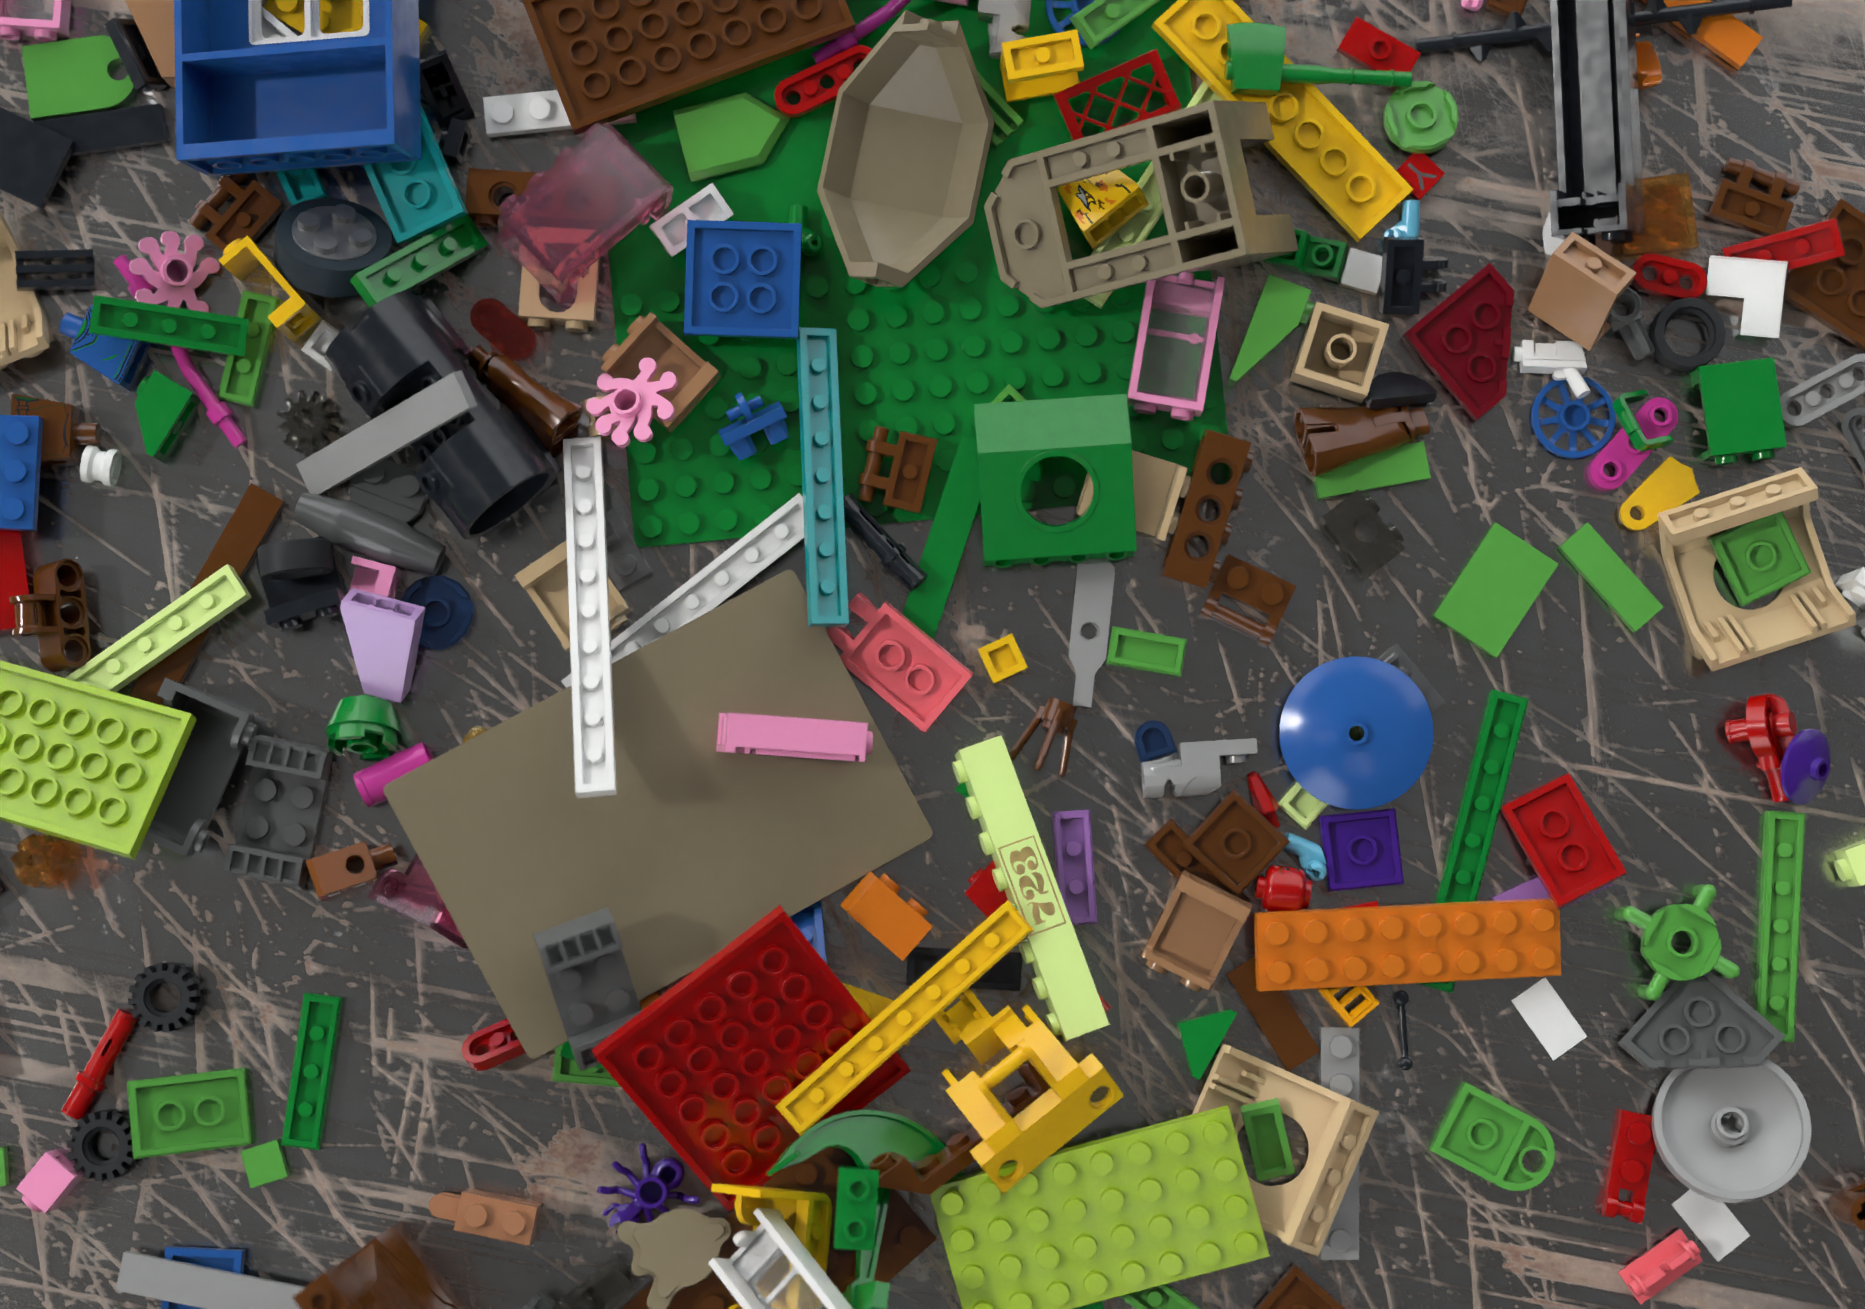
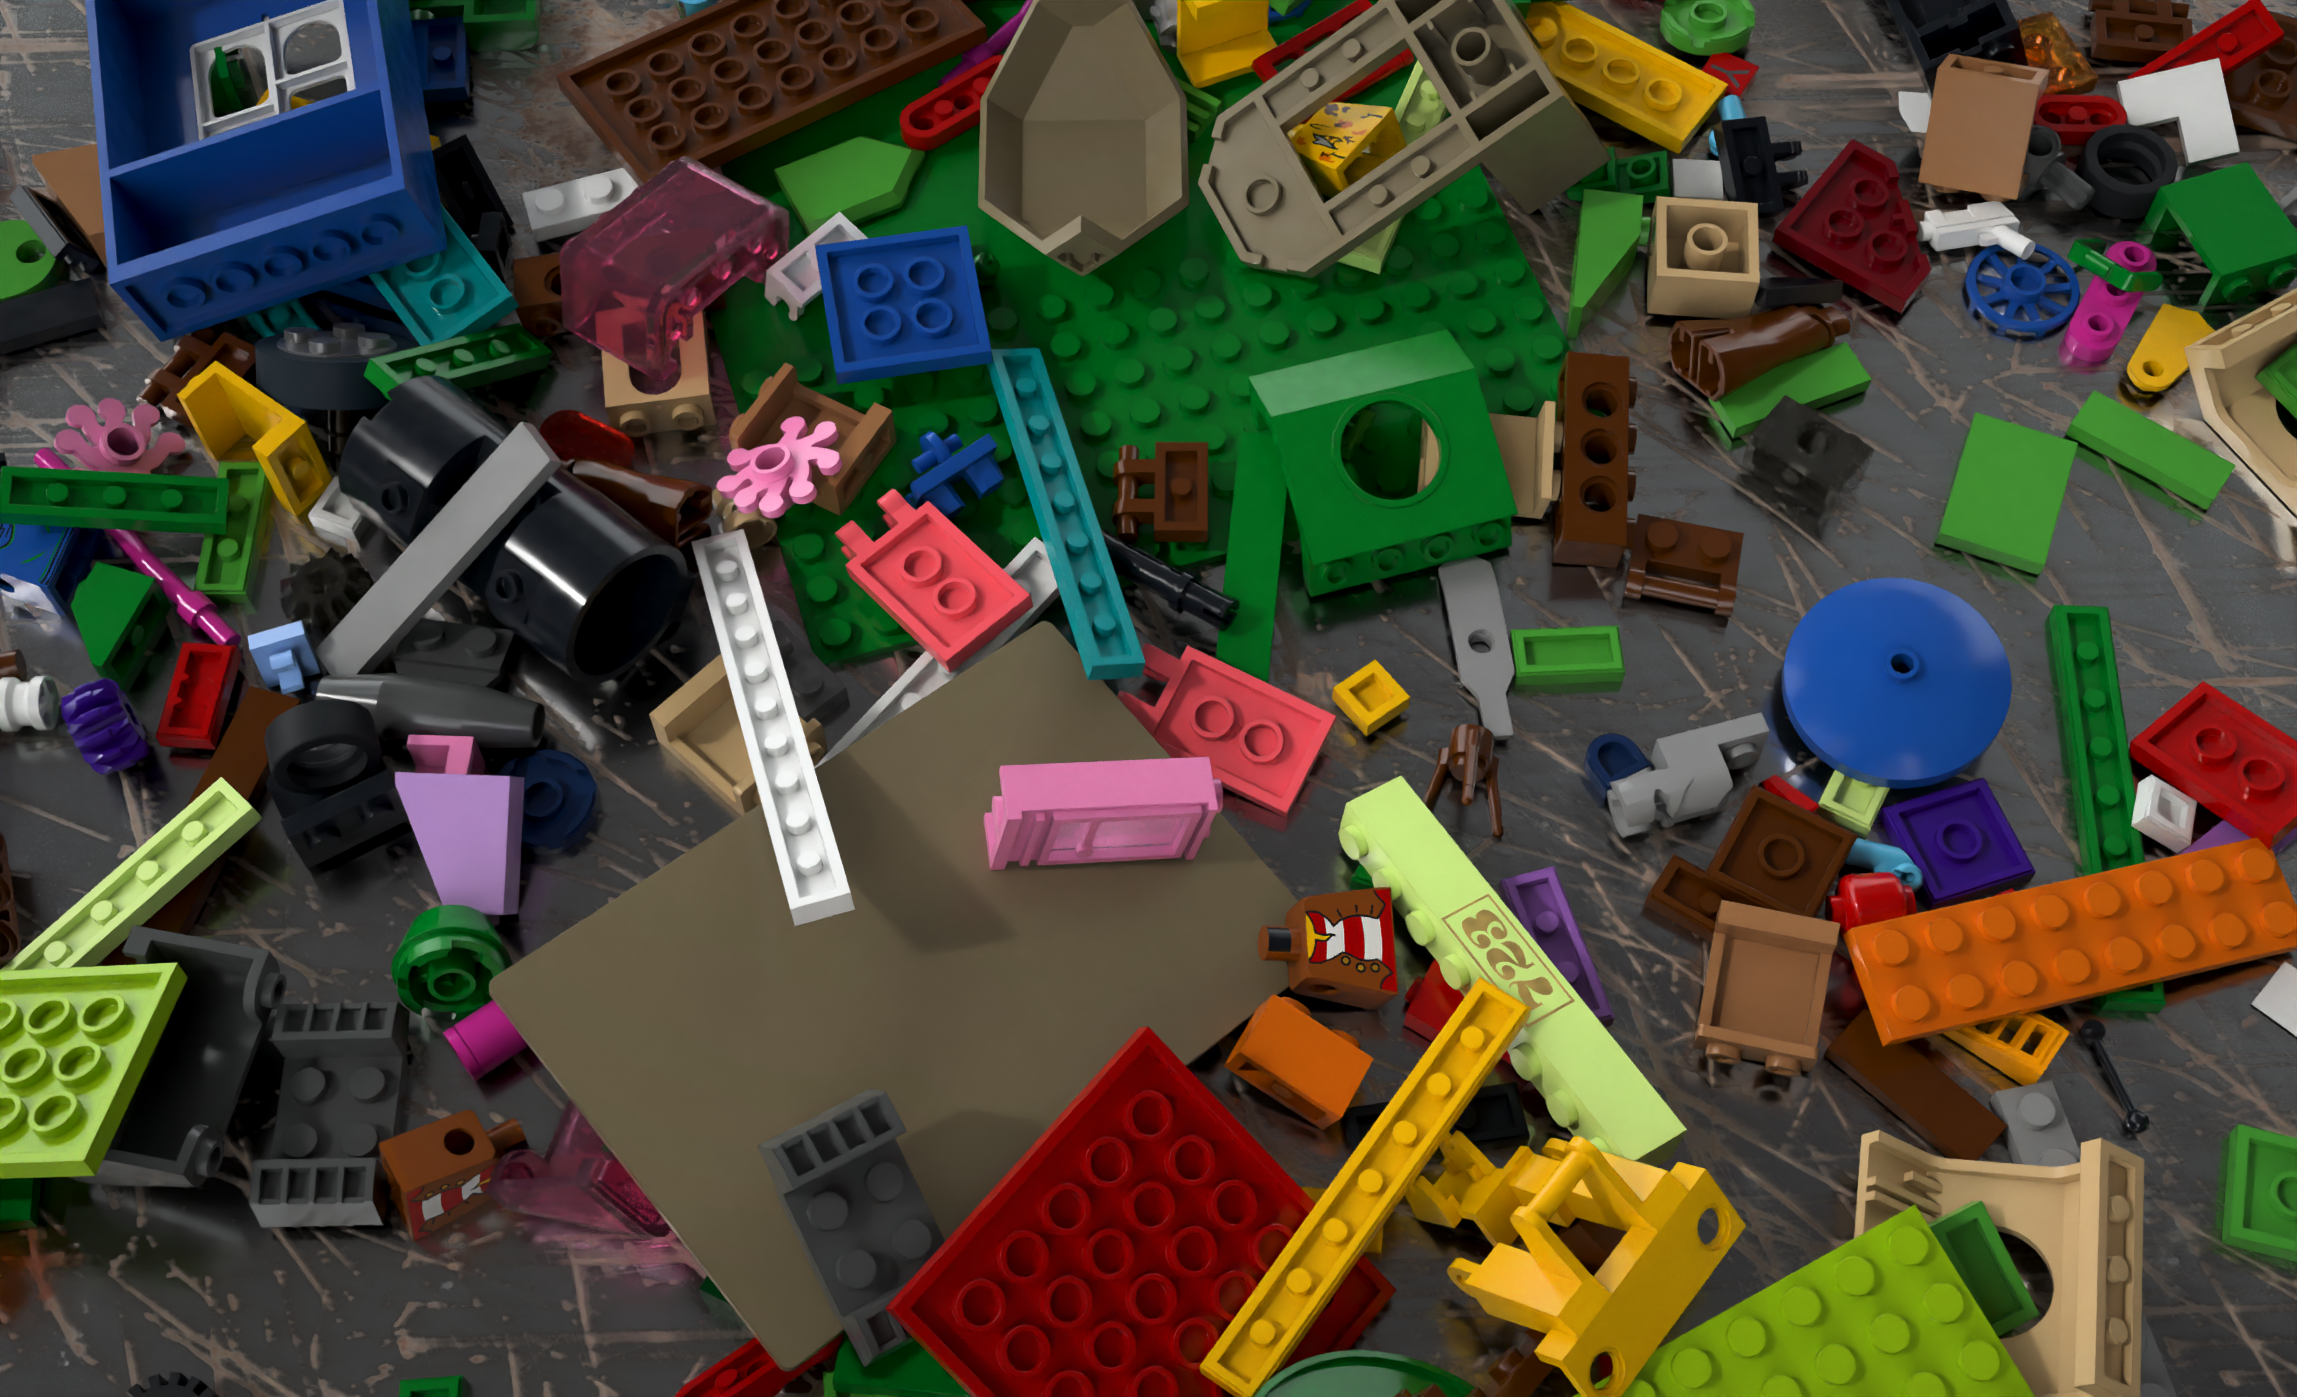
camera: 15 degrees left, 25 degrees down
(152, 501) = (104, 726): none -> dark purple gear
(216, 482) = (198, 696): none -> red plate
(275, 468) = (284, 656): none -> light blue tile
(722, 513) = (933, 580): none -> coral tile
(930, 842) = (1338, 947): none -> torso
(1175, 346) = (1492, 286): clear door -> none
(1202, 1037) = (1823, 1144): green slope -> none
(1504, 862) = (2164, 813): none -> white tile

